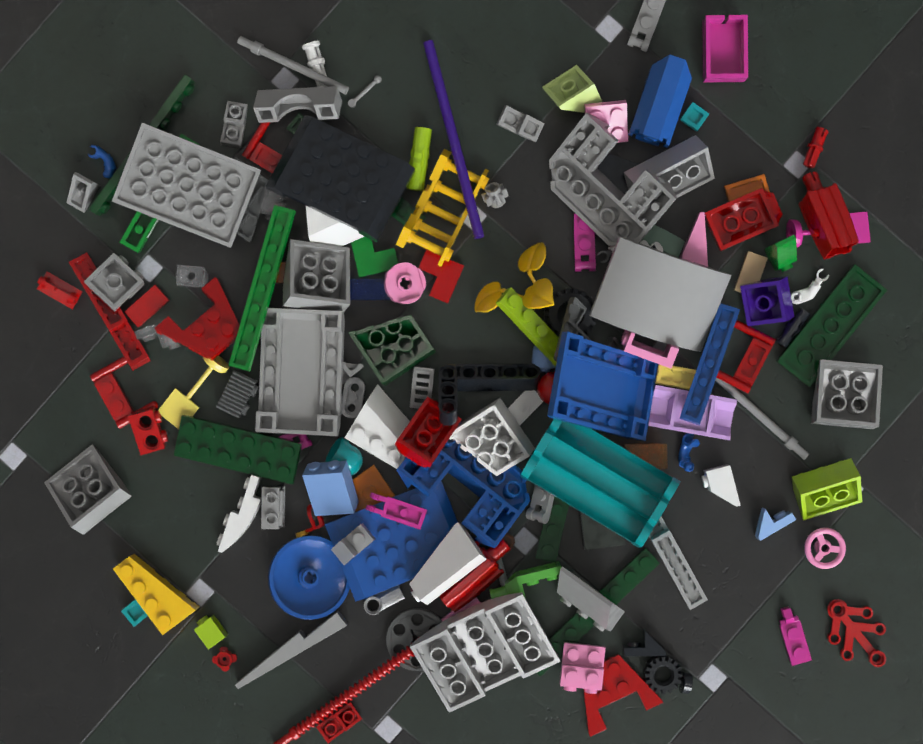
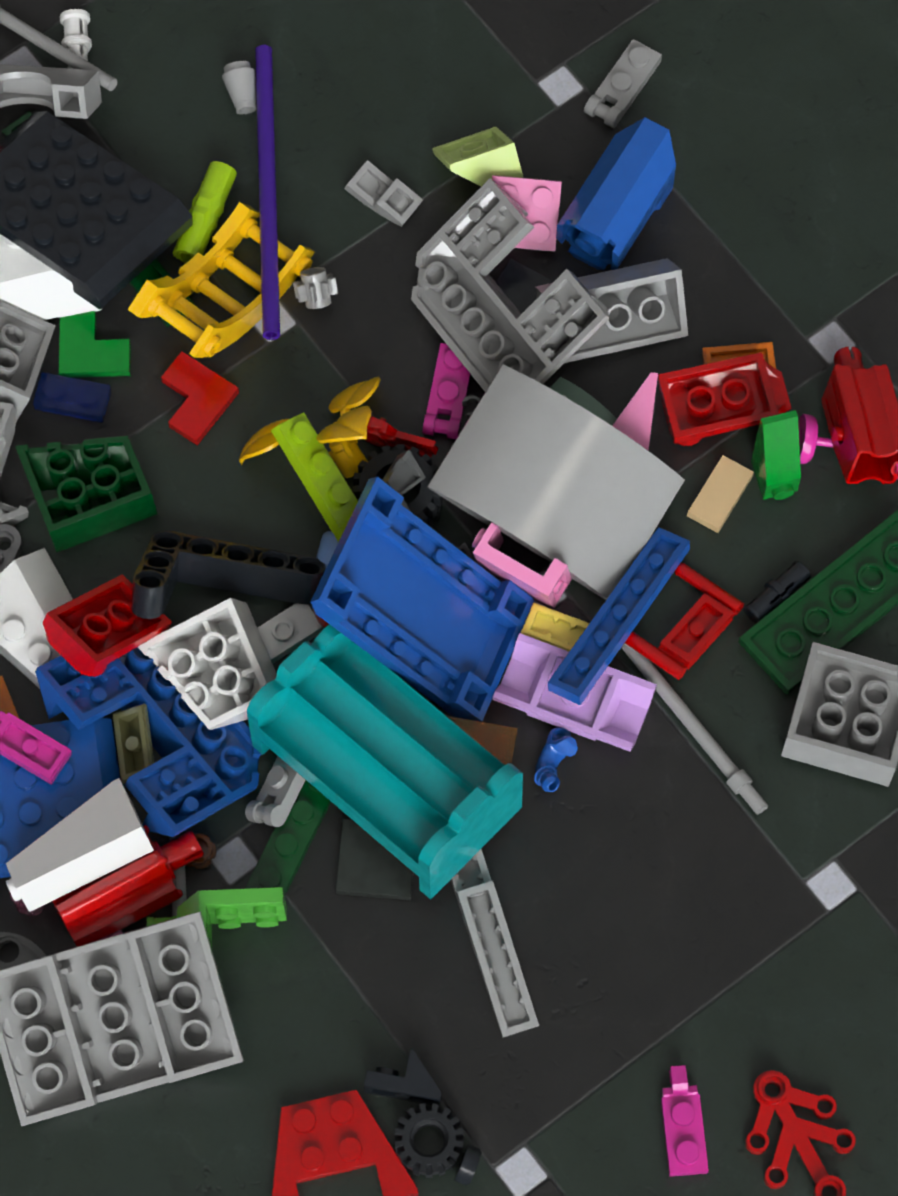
camera: 15 degrees right, 20 degrees down
(352, 102) = (119, 115): light grey hinge -> none
(414, 289) = (118, 408): bright pink plate -> none
(418, 370) = (127, 537): light grey slope -> none
(421, 71) = (241, 86): none -> light grey cone
(457, 492) = (133, 740): none -> olive slope
(555, 280) = (383, 434): none -> red piece
(582, 667) = (282, 1090): bright pink plate -> none
(588, 601) = (319, 960): light grey slope -> none
(614, 590) = (335, 1001): dark green plate -> none
(694, 116) = (672, 234): teal plate -> none
(721, 483) = (602, 824): white slope -> none
(725, 48) = (740, 140): dark pink piece -> none
(767, 301) = (739, 535): dark purple slope -> none
(767, 526) = (672, 914): light blue slope -> none
(808, 293) = (817, 542): white arm -> none
(815, 147) = (864, 317): red axle -> none
(818, 533) = (757, 980): bright pink piece -> none
(827, 489) = (790, 871): lime slope -> none

